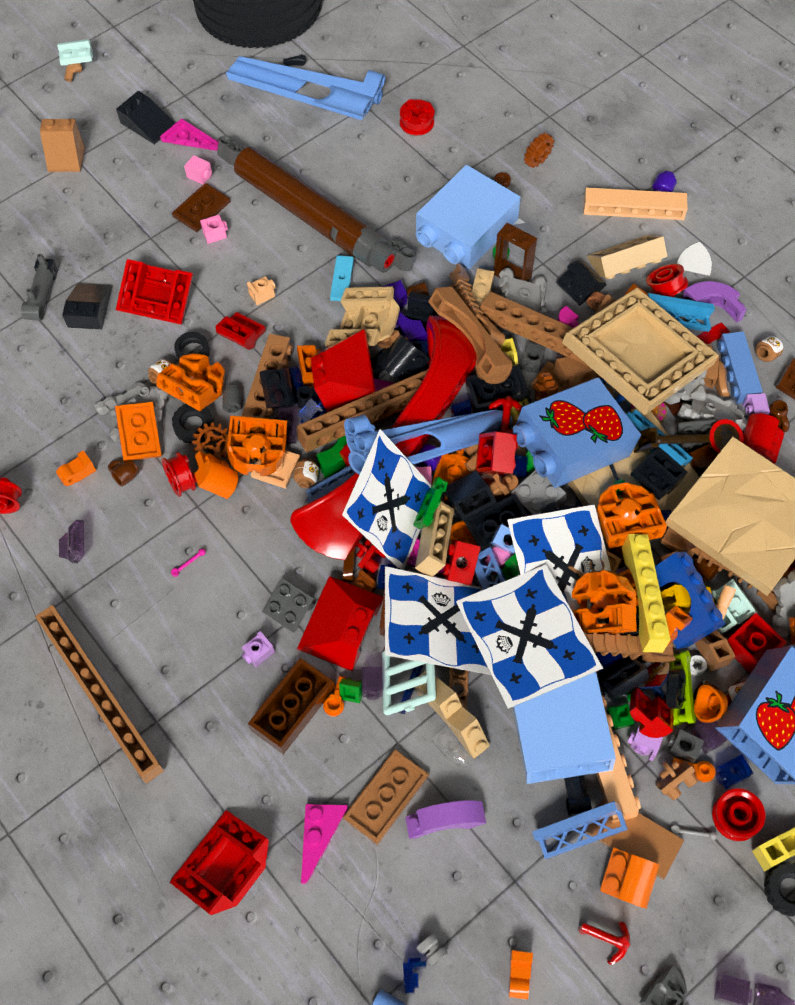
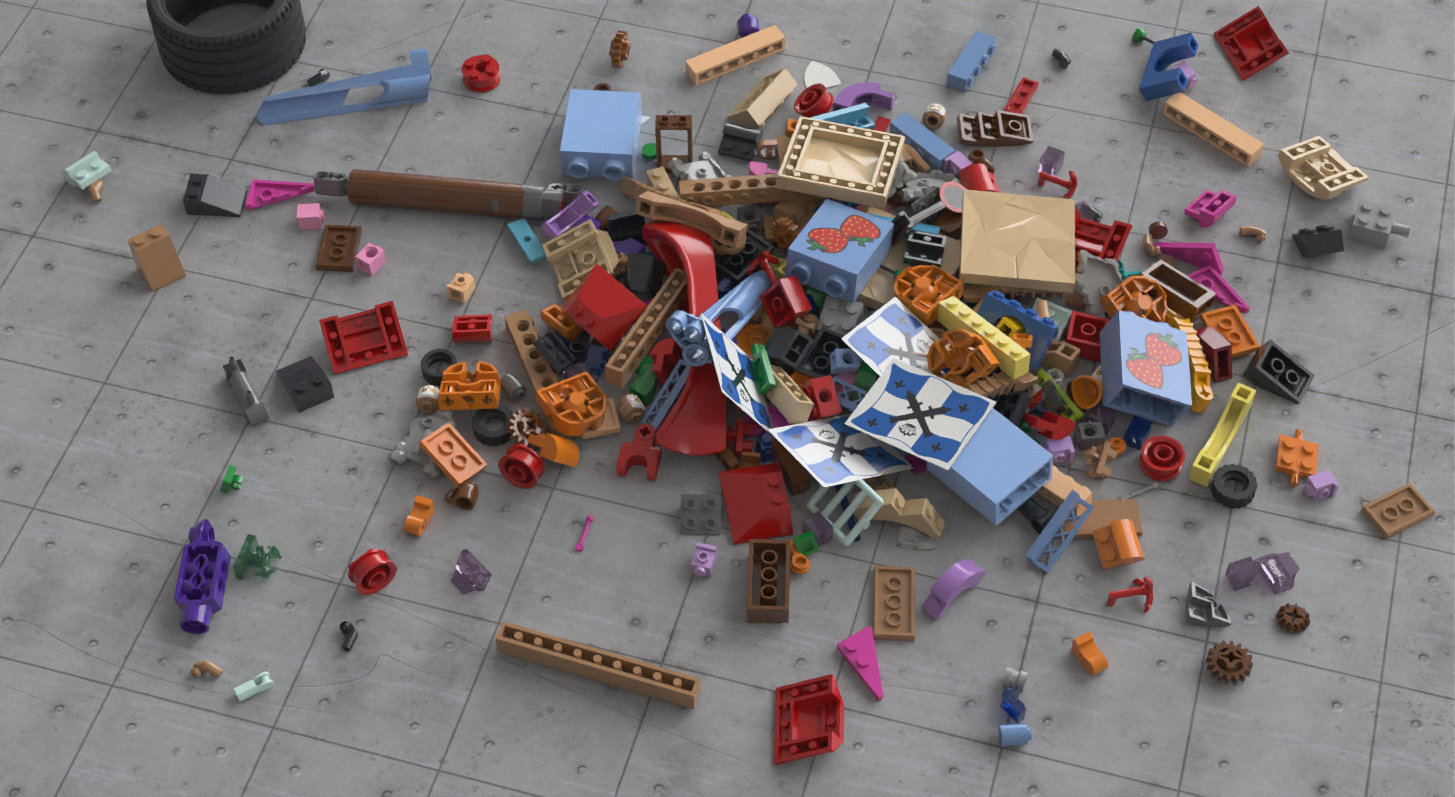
camera: 35 degrees left, 10 degrees down
(279, 515) = (640, 452): none -> red piece
(385, 275) = (570, 215): none -> medium lavender arch

